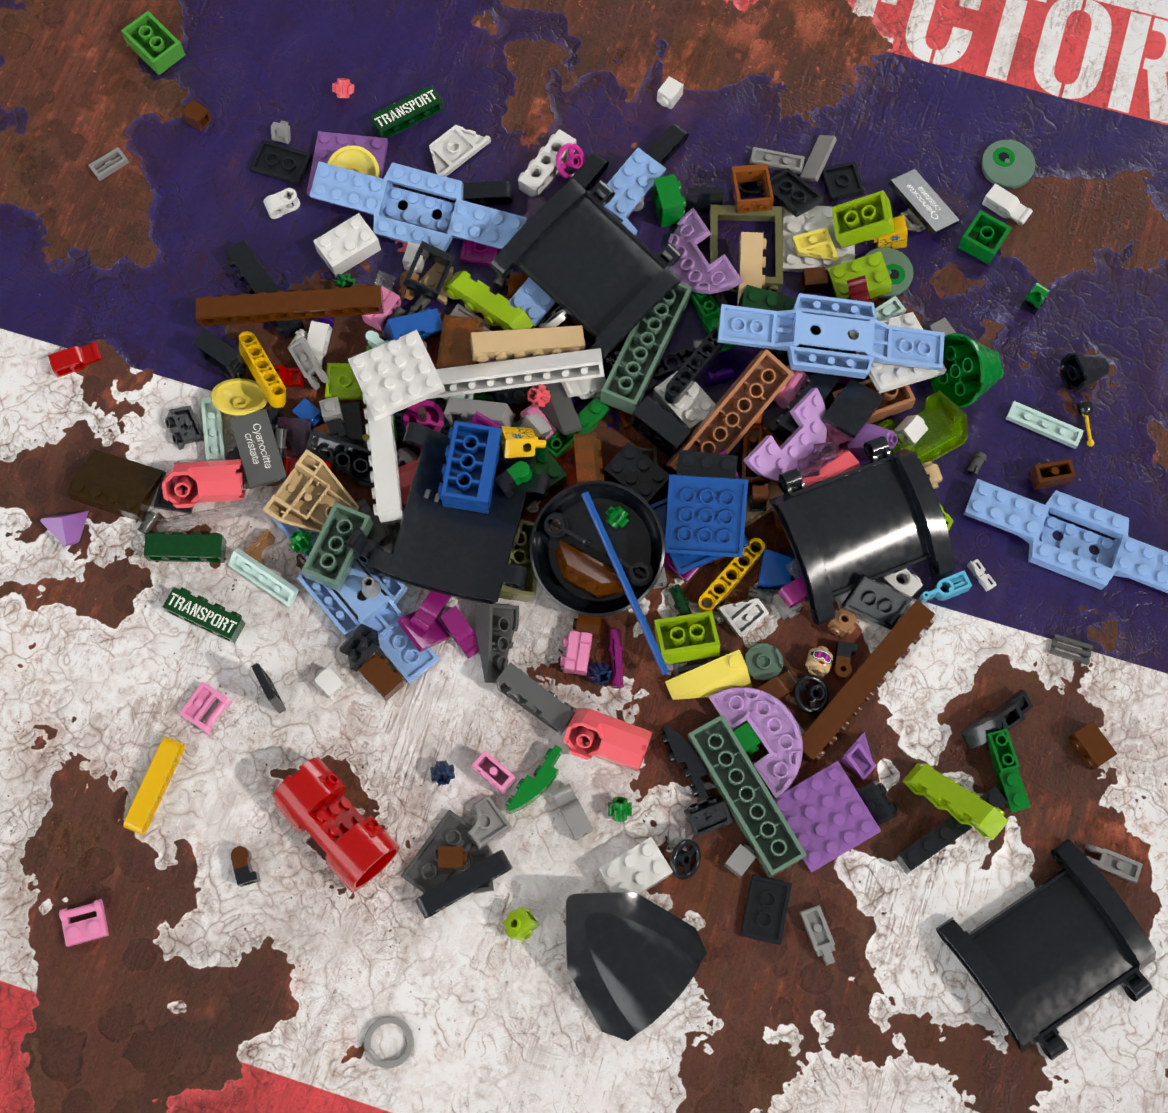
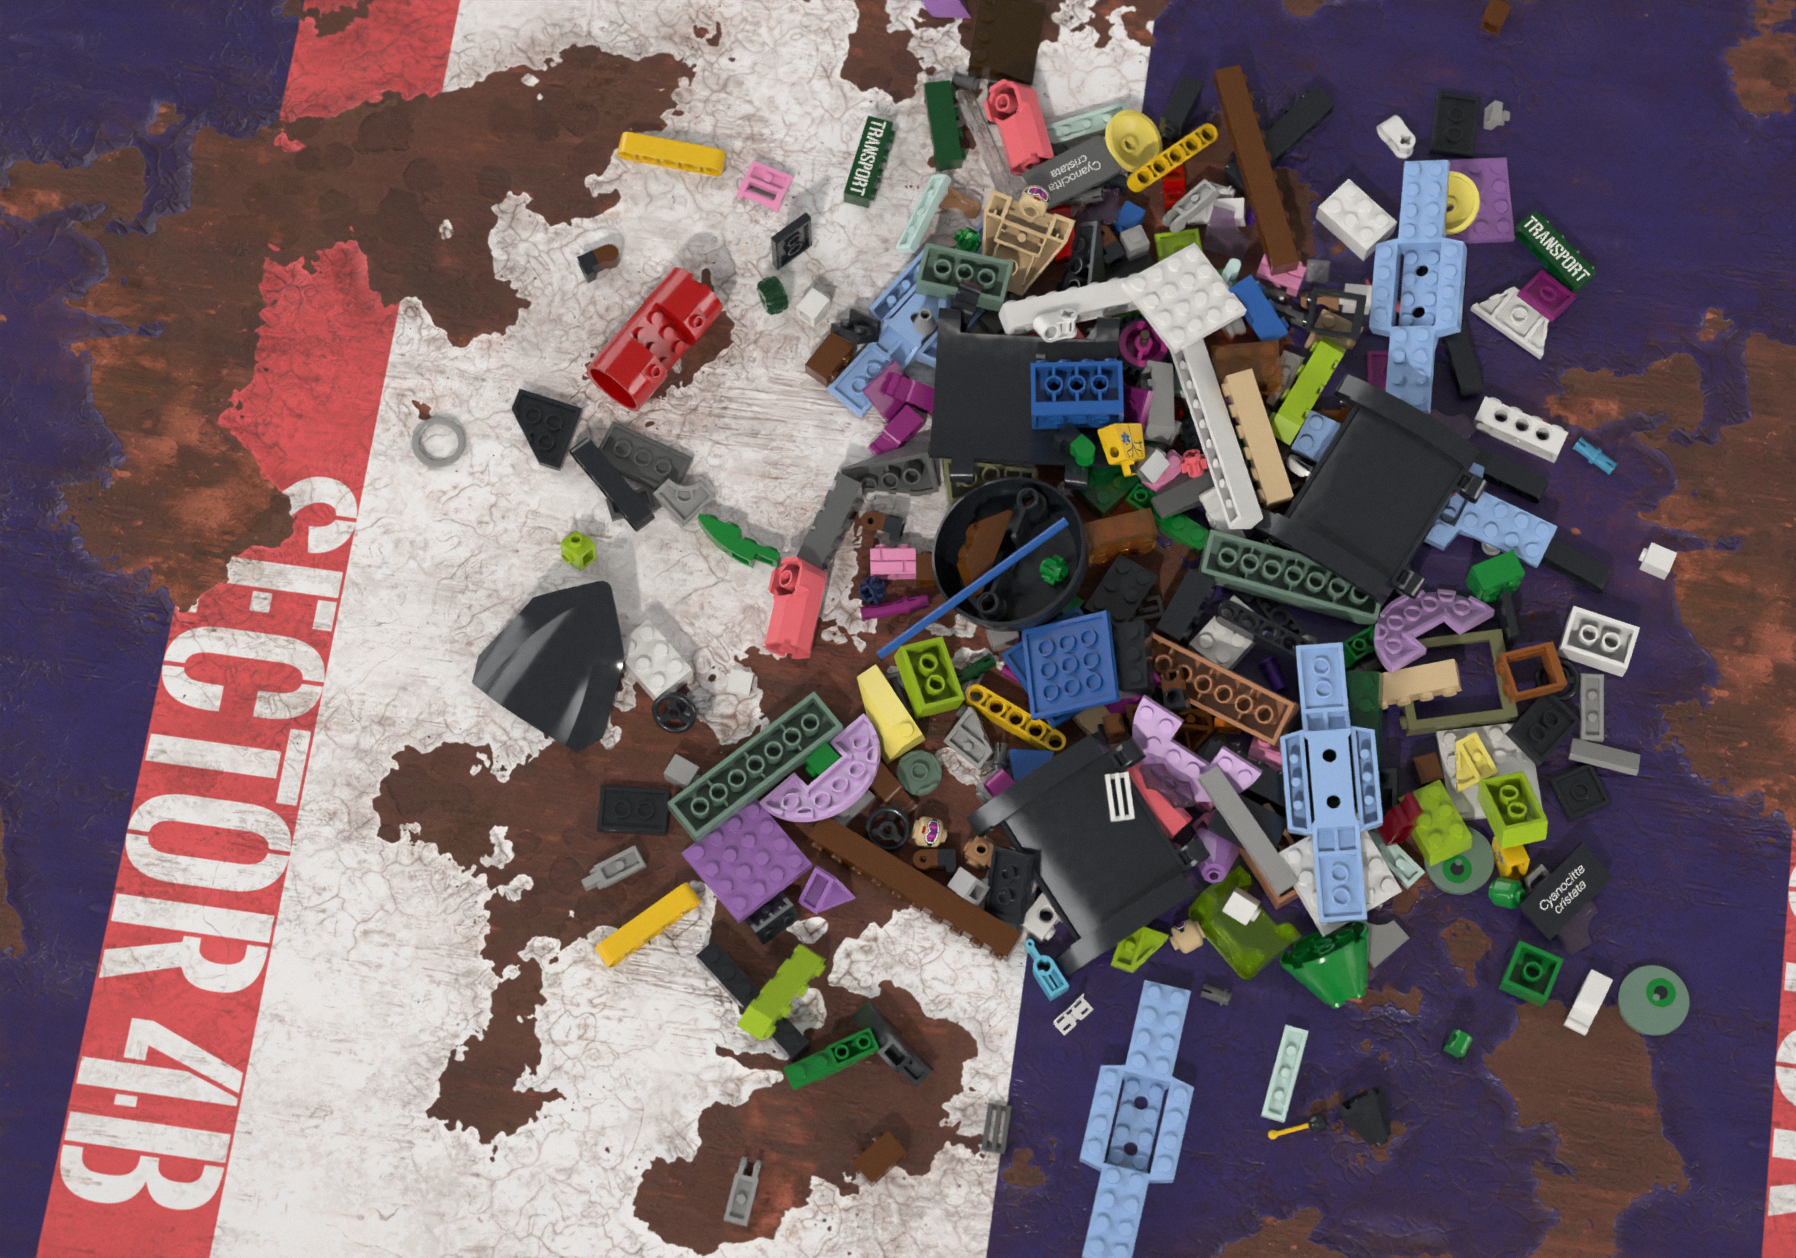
camera: 80 degrees right, 0 degrees up
(86, 929) = (511, 123): bright pink plate -> none
(183, 426) = (1089, 92): black bracket -> none
(280, 479) = (1034, 201): none -> tan head
(313, 715) = (772, 295): none -> clear green gear
(338, 344) = (1223, 235): none -> clear purple tile
(343, 88) = (1571, 173): coral gear -> none
(344, 281) = (1309, 224): green gear -> none
(394, 937) = (546, 426): none -> black plate
(404, 473) = (1056, 325): none -> white piece
(441, 124) = (1546, 295): none -> magenta tile
(442, 772) = (731, 442): dark blue gear -> none
(452, 858) = (637, 466): reddish brown brick -> none
(494, 772) = (738, 494): bright pink brick -> none
(540, 653) = (884, 522): none -> leg
(572, 812) = (709, 587): light grey piece -> none
(573, 160) = (1523, 461): dark pink piece -> none
(577, 119) = (1595, 456): none -> dark azure pin
(619, 809) = (720, 635): green gear -> none
(663, 799) = (740, 682): none -> white tile
(683, 754) = (792, 693): black slope -> none
(708, 815) = (726, 730): black bracket -> none
(729, 142) = (1598, 641): none -> white brick
(735, 441) = (1174, 690): none -> leg
(826, 486) = (1108, 777): none -> white tile
(860, 407) = (1247, 830): none -> light grey tile
(871, 636) = (968, 886): none -> light grey brick
(873, 911) = (648, 925): none -> yellow beam
(918, 242) = (1506, 892): none -> green head
(1052, 474) = (1215, 1083): reddish brown brick -> none
(1054, 952) = (627, 1126): black panel -> none

